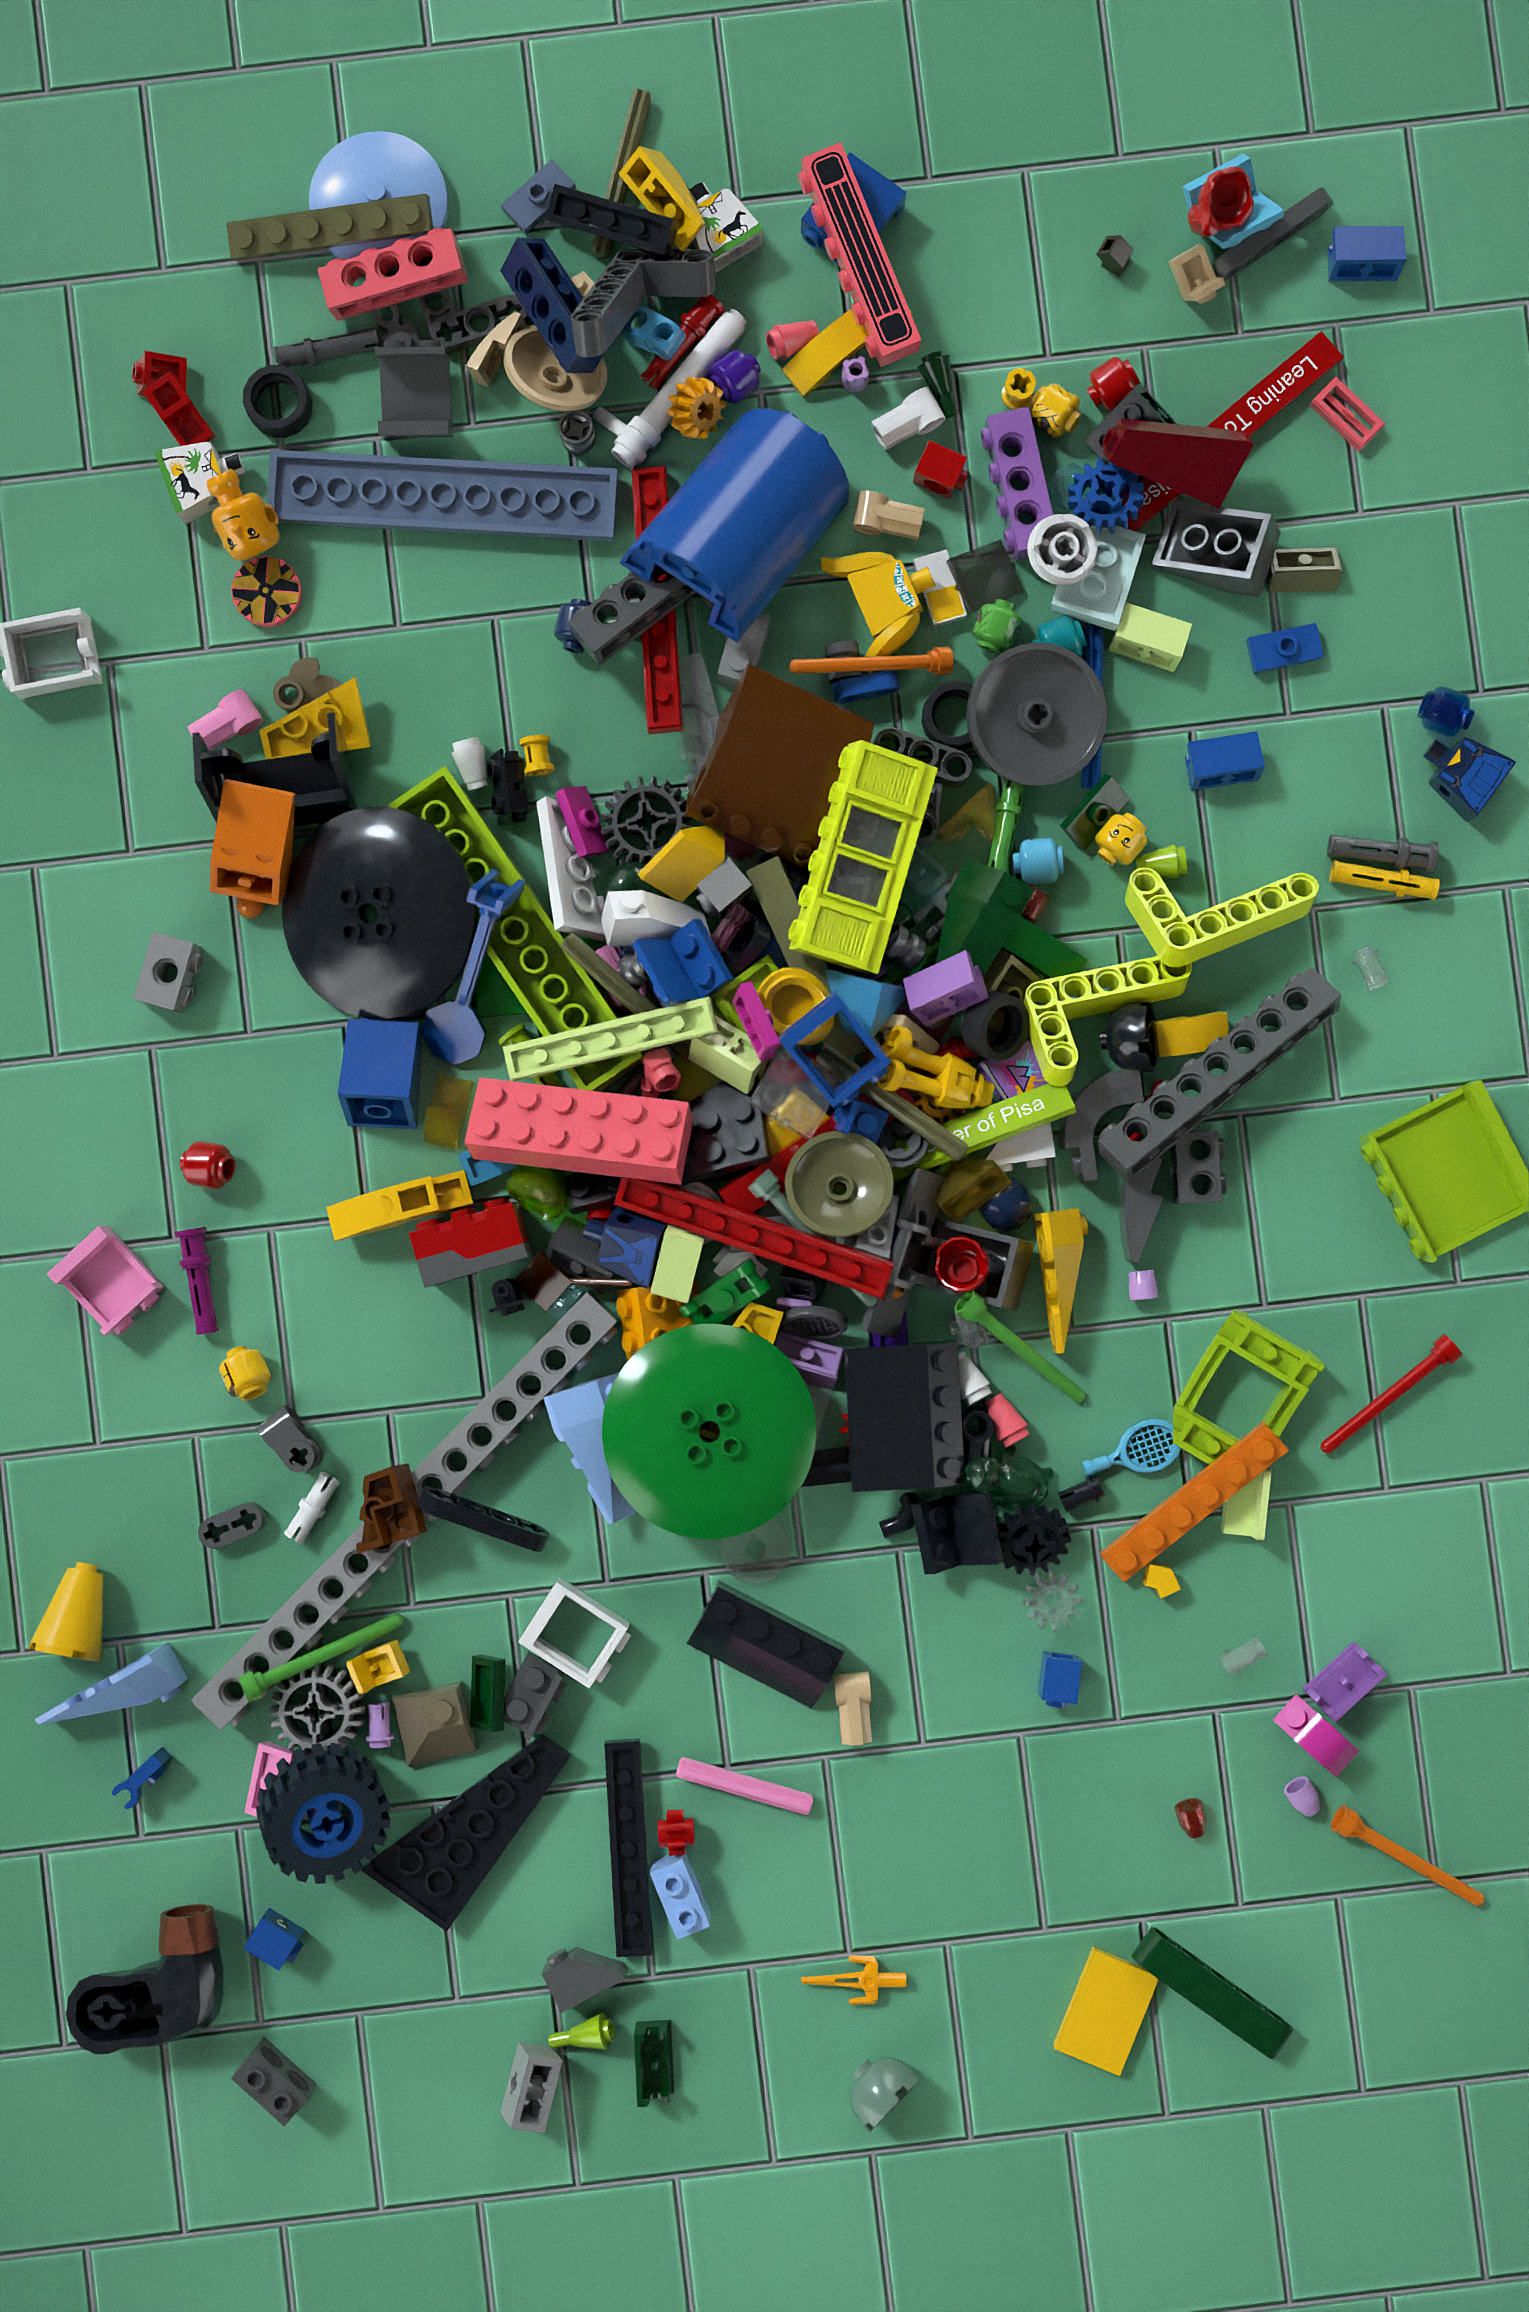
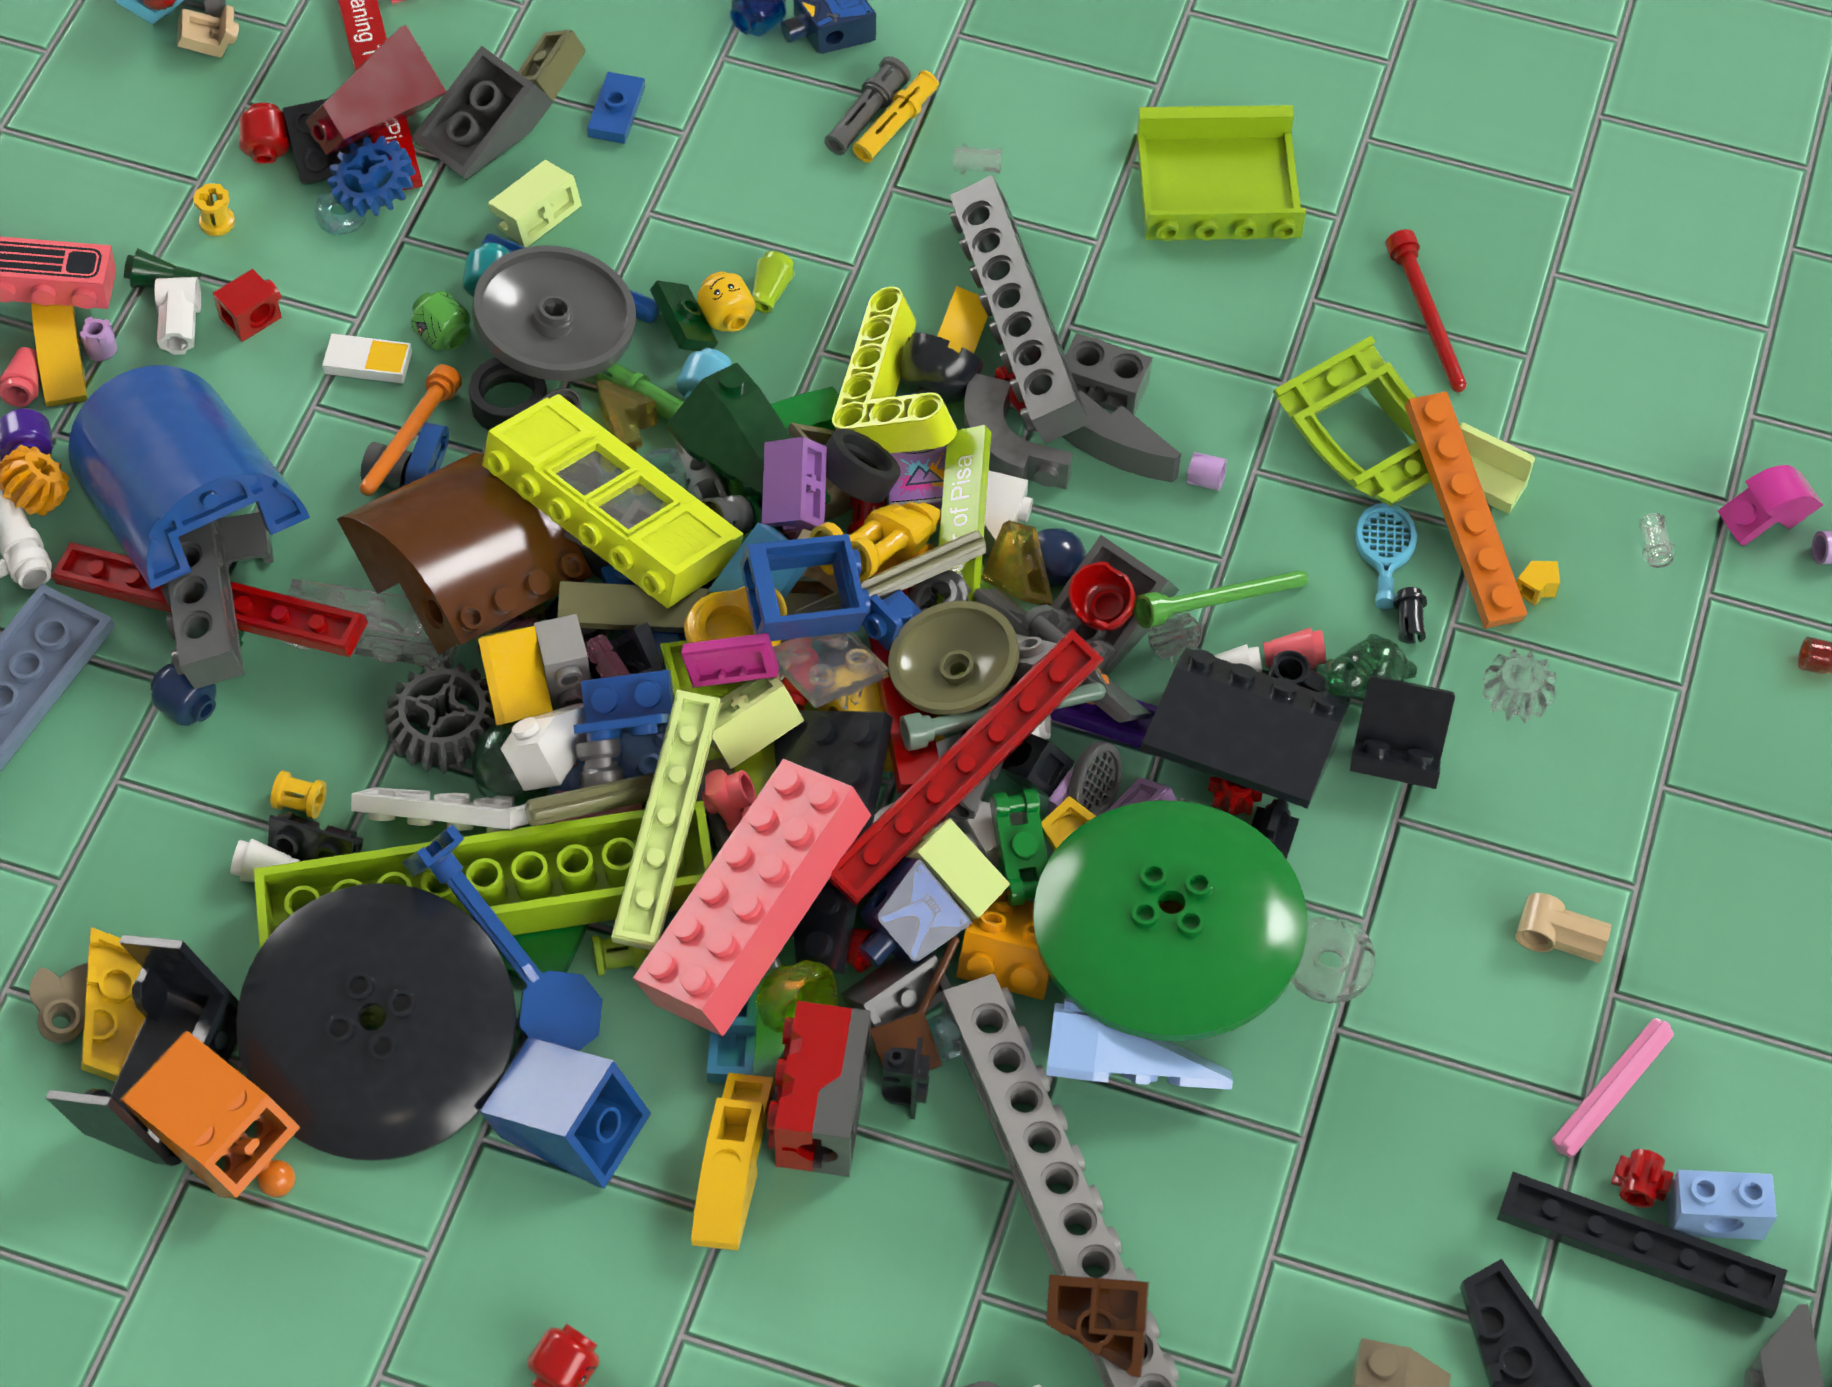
camera: 70 degrees left, 30 degrees down
(161, 954) = (311, 1327): light grey brick -> none
(233, 717) = (43, 1124): bright pink piece -> none
(447, 1111) = (652, 1066): clear yellow slope -> none
(483, 1519) = (1161, 1219): black beam -> none
(487, 1693) = (1380, 1318): dark green tile -> none
(531, 1693) = (1407, 1275): dark grey bracket -> none
(582, 821) = (401, 778): dark pink plate -> none
(600, 1668) = (1312, 1214): white window -> none
(747, 650) = (318, 550): light grey brick -> none
(766, 1644) = (1450, 990): black slope -> none
(879, 515) = (257, 376): tan piece -> none
(884, 595) = (341, 401): yellow torso -> none
(904, 1520) = (1363, 792): black arm -> none
(984, 576) = (380, 314): clear smoke piece -> none
(1016, 430) = (310, 244): medium lavender brick -> none
(1033, 1538) = (1442, 664): black gear -> none
(1055, 410) = (256, 189): yellow head -> none
(1059, 1679) = (1612, 714): blue brick -> none
(1060, 1252) = (1155, 534): yellow wedge -> none
(1062, 549) = (403, 216): white cone -> none
(1103, 592) = (444, 216): light aqua plate -> none
(1115, 253) = (139, 84): dark brown piece -> none
(1218, 920) = (862, 276): neon yellow beam -> none
(1224, 761) = (699, 192): blue hinge -> none
(1344, 1681) = (1719, 458): medium lavender hinge -> none

